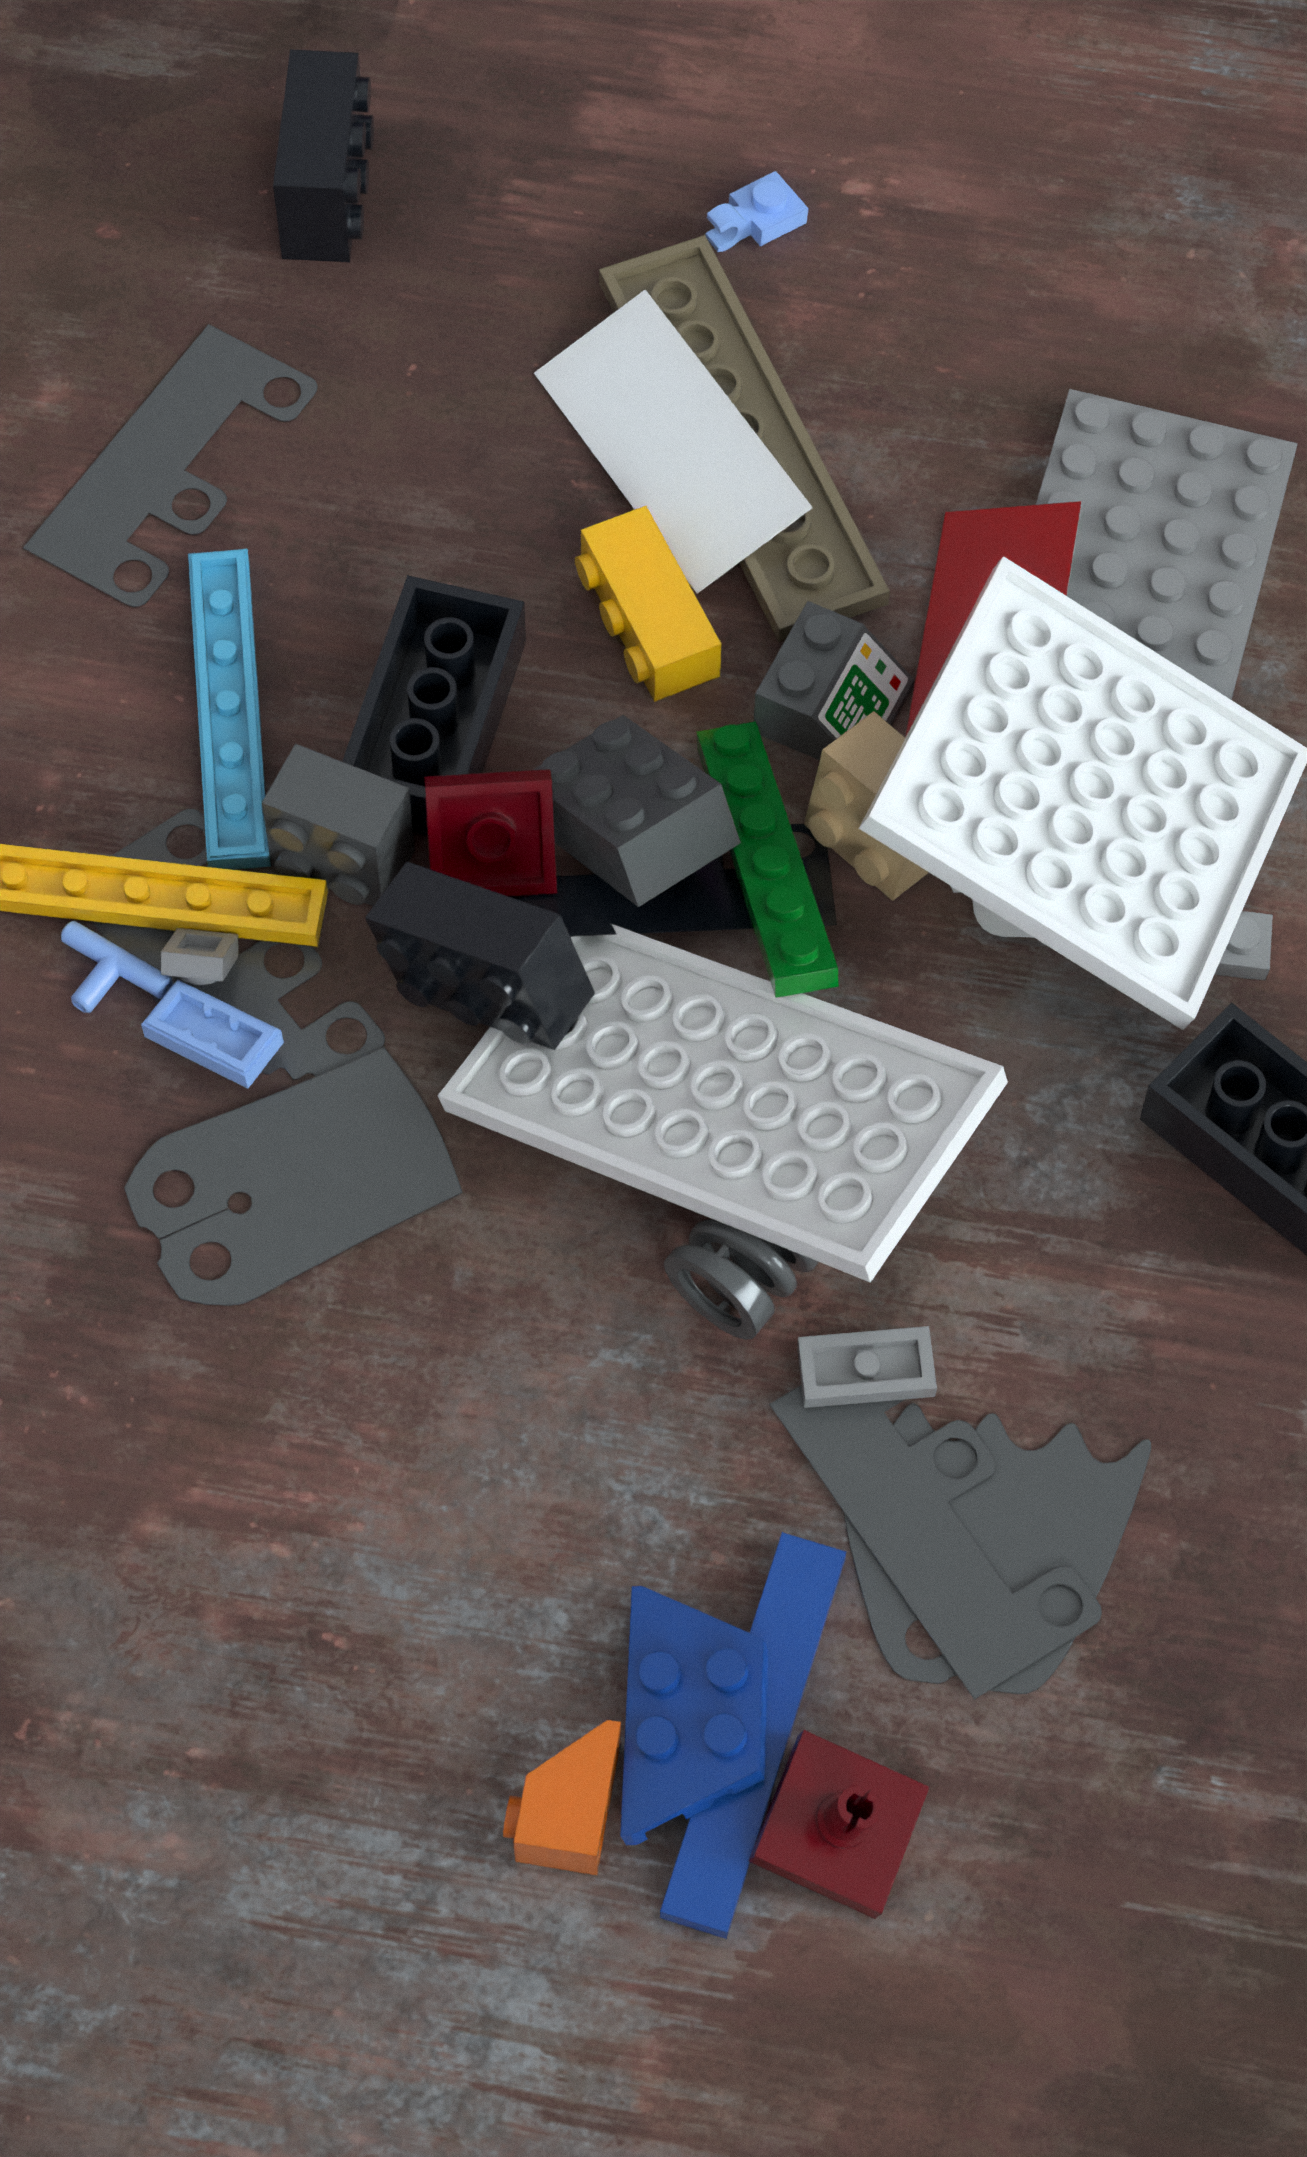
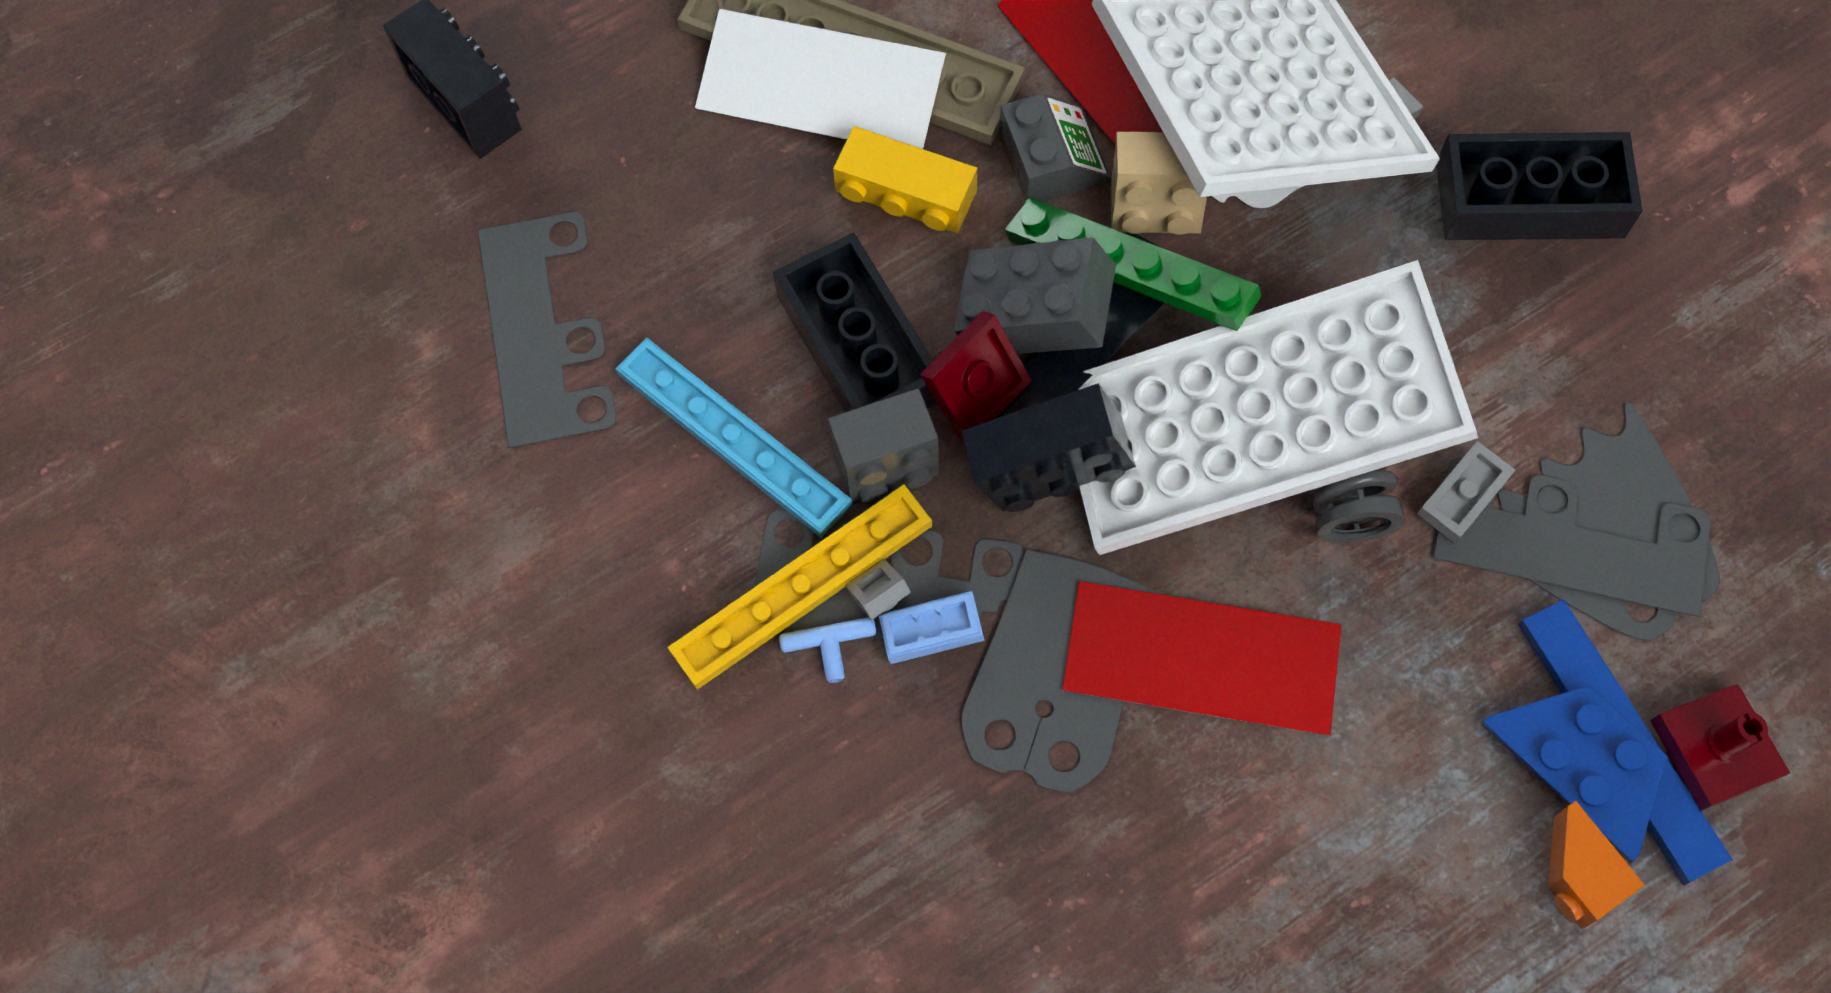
camera: 40 degrees left, 5 degrees up
(440, 1293) = (1203, 658): none -> red sticker

